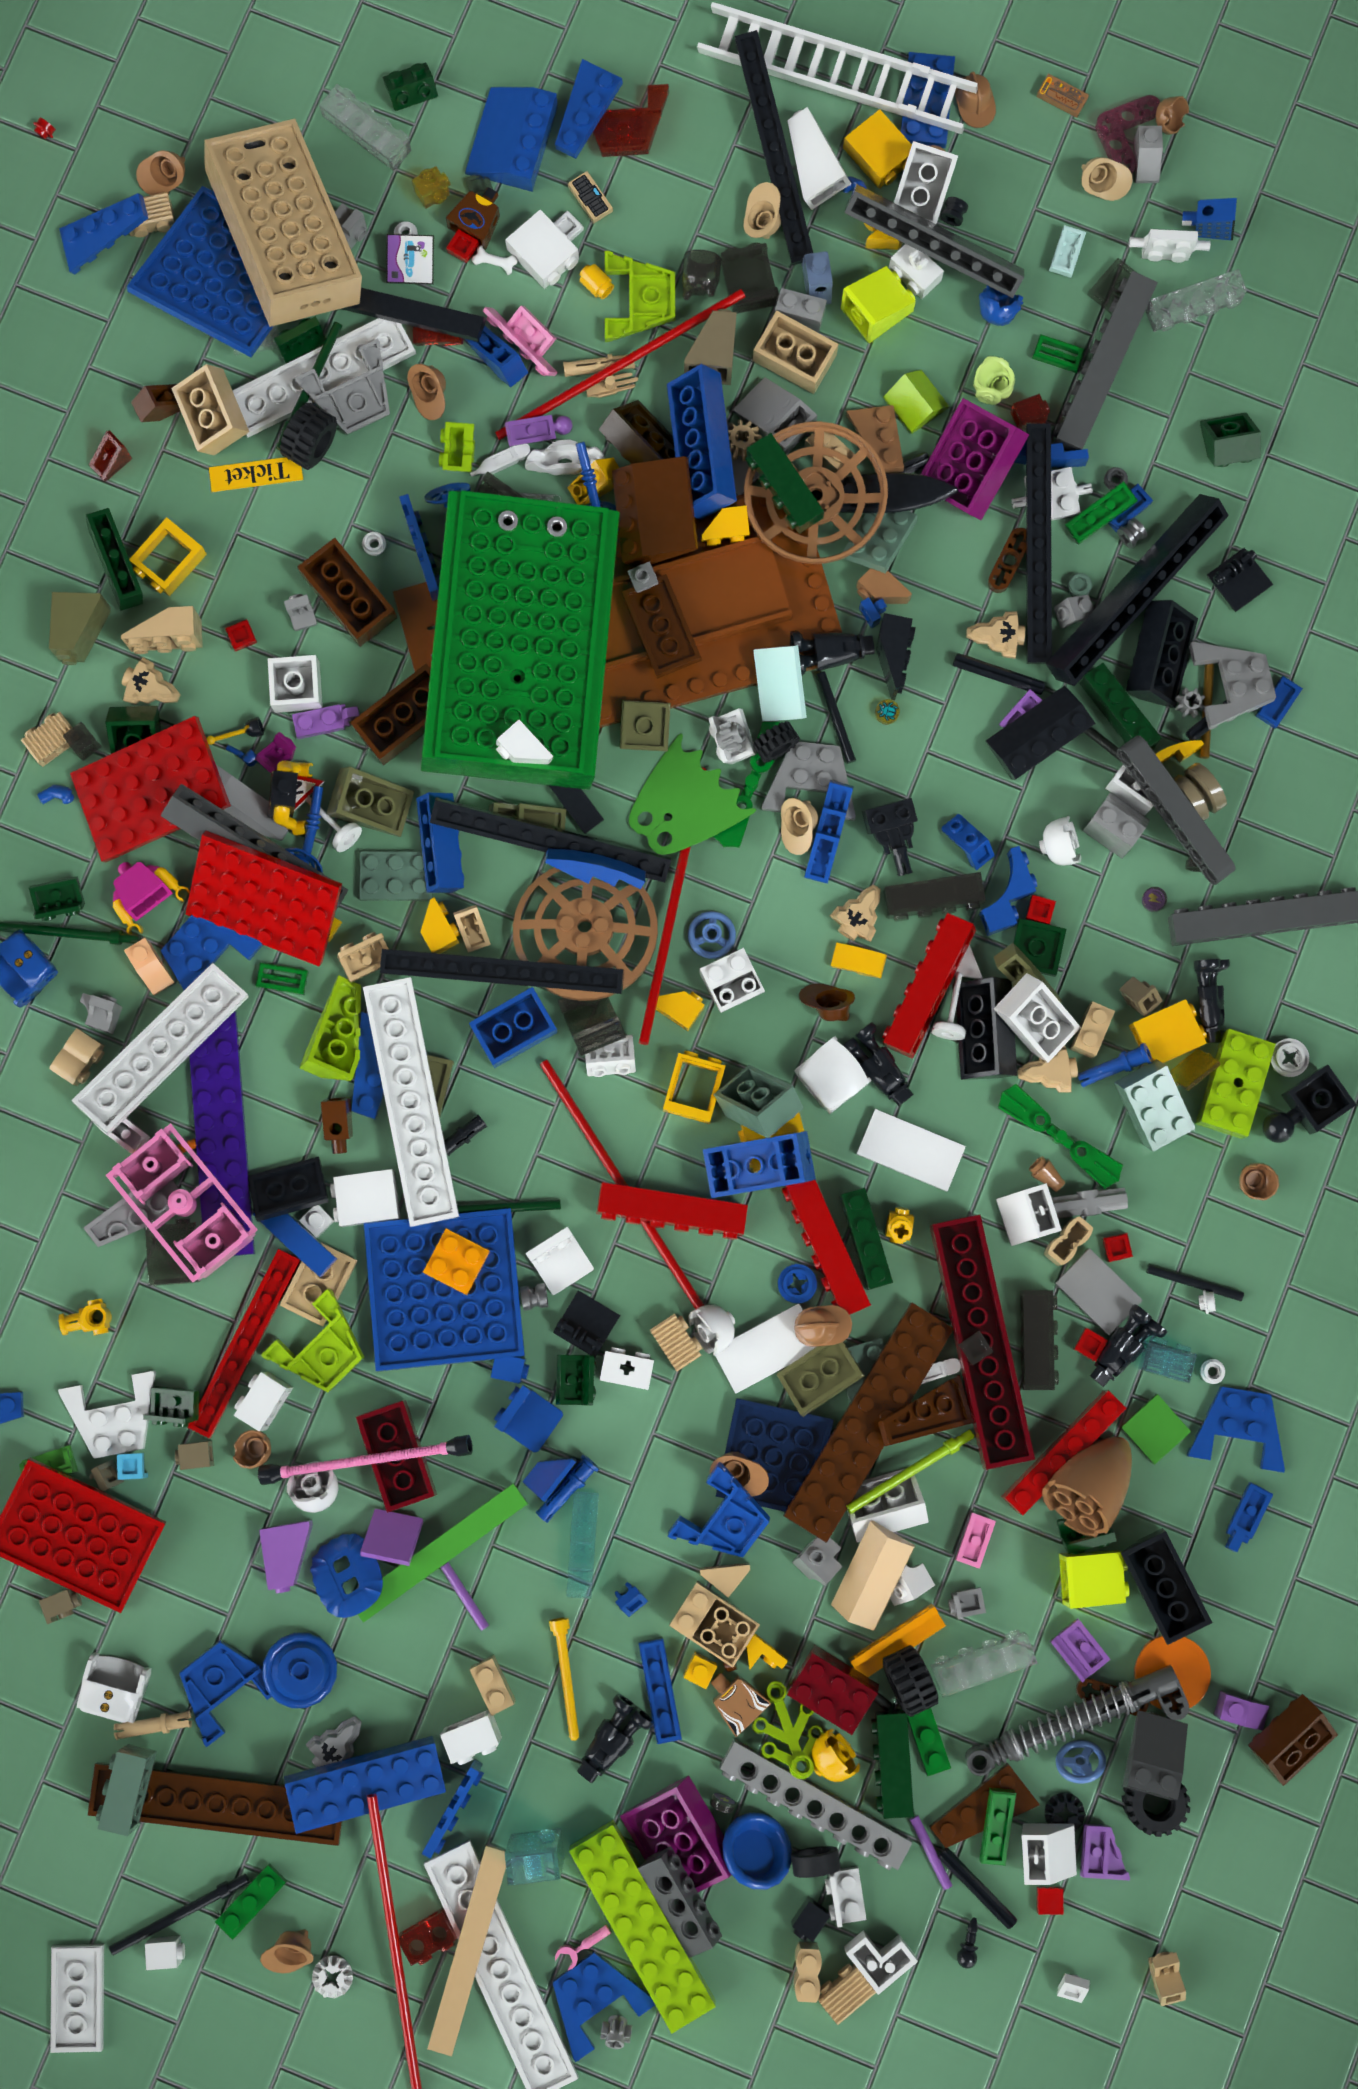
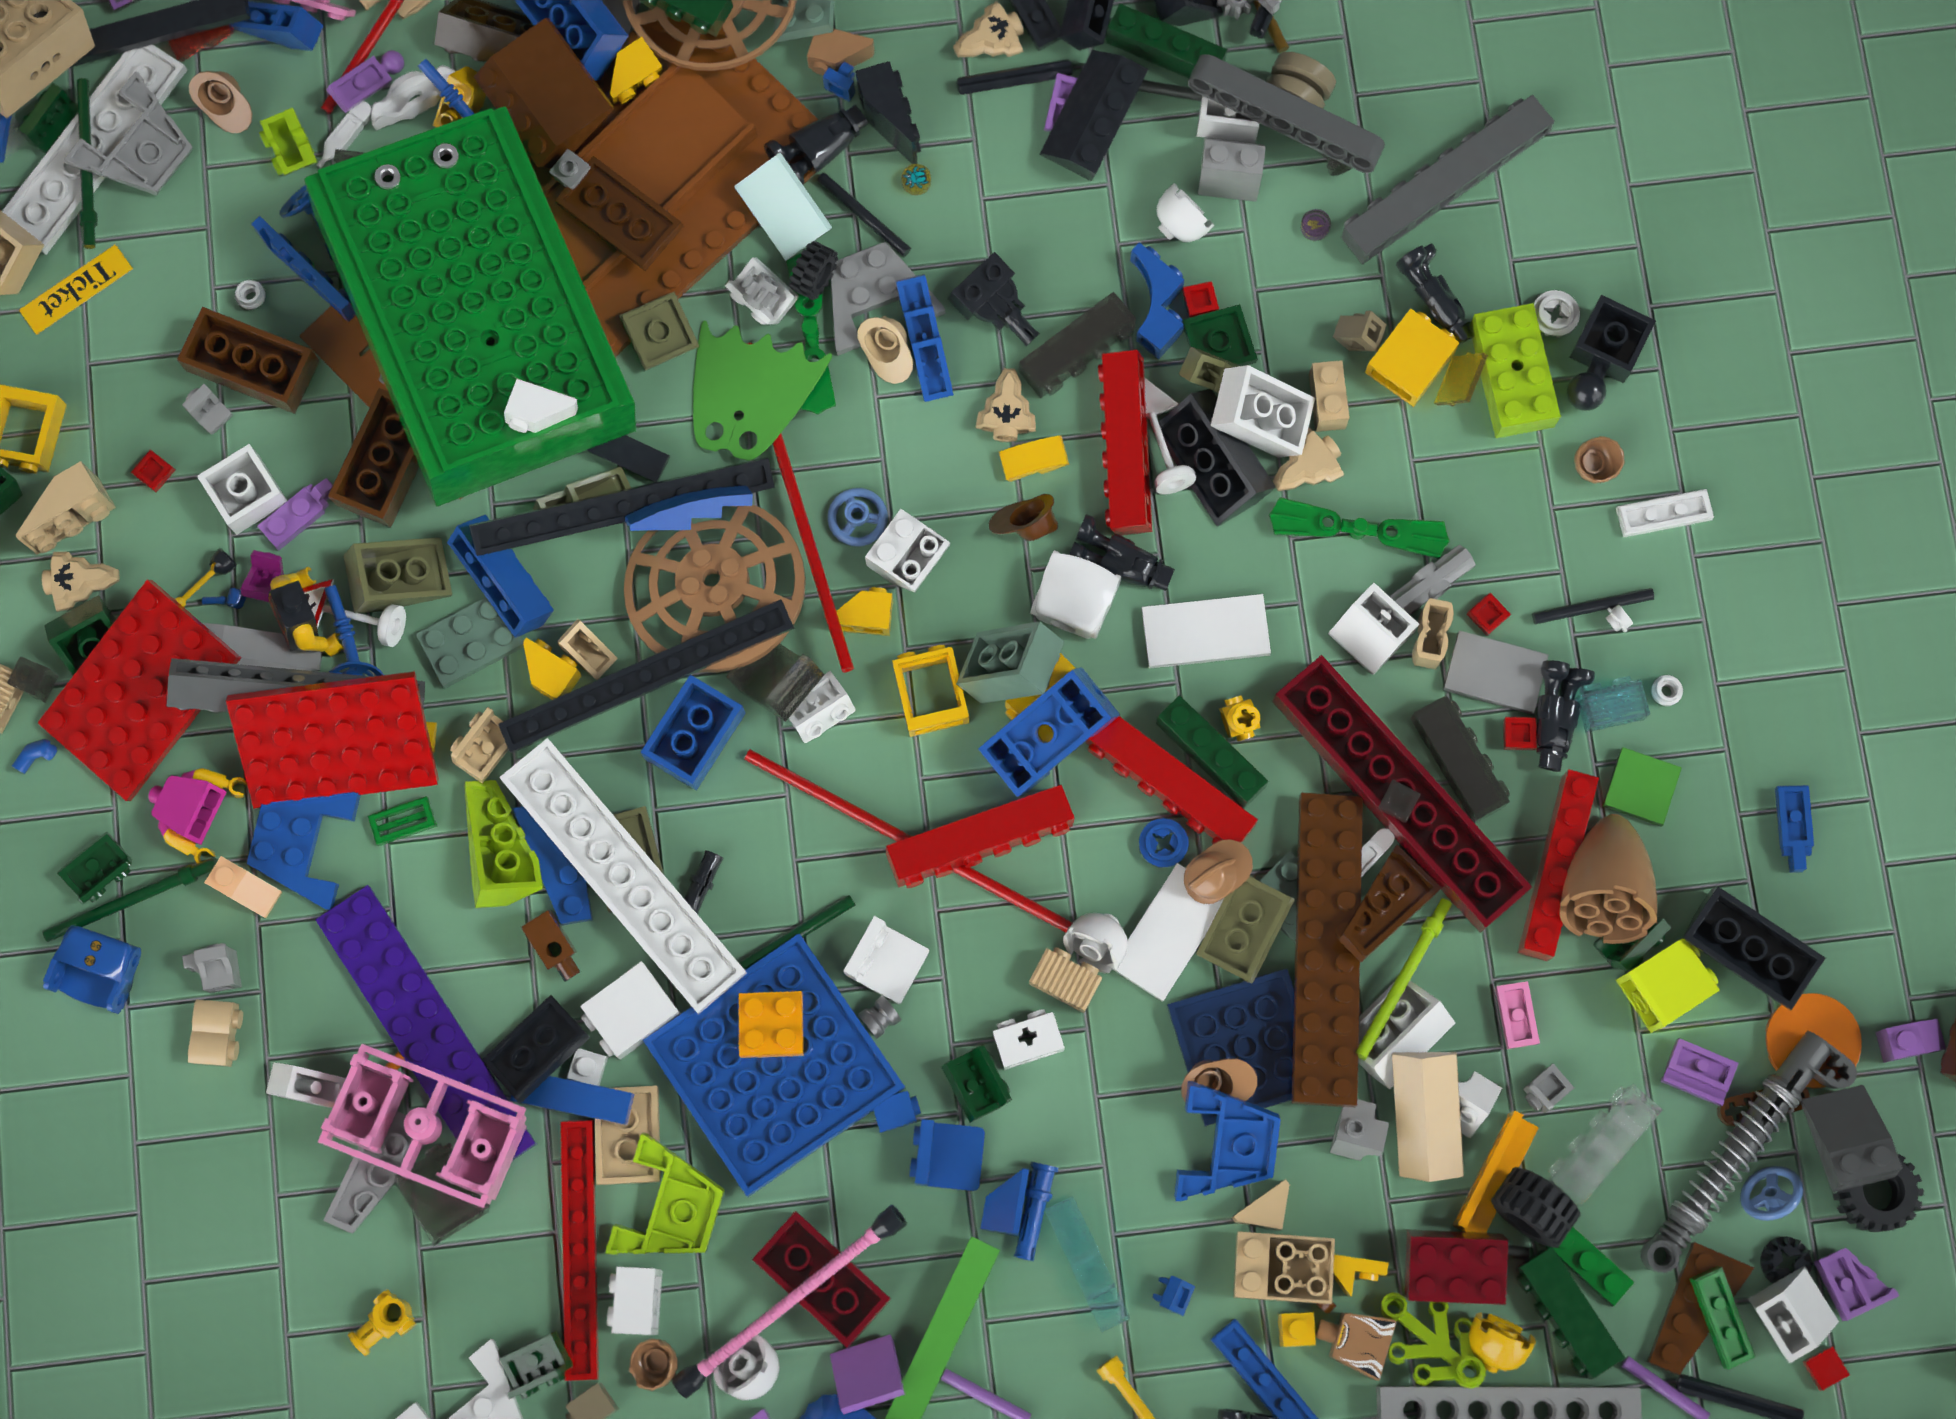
camera: 25 degrees left, 5 degrees down
(160, 1049) = (304, 970): white plate -> none
(308, 436) = (113, 214): black tyre -> none
(586, 1324) = (954, 1015): black hinge -> none
(970, 840) = (1083, 265): blue bracket -> none
(1045, 1172) = (1363, 574): medium nougat cone -> none
(1125, 1061) = (1385, 407): blue pin -> none
(1154, 1105) = (1442, 437): brick -> none
(1180, 750) = (1256, 52): yellow slope -> none
(1241, 1416) = (1728, 721): blue wing -> none
(1284, 1244) = (1664, 513): none -> white tile

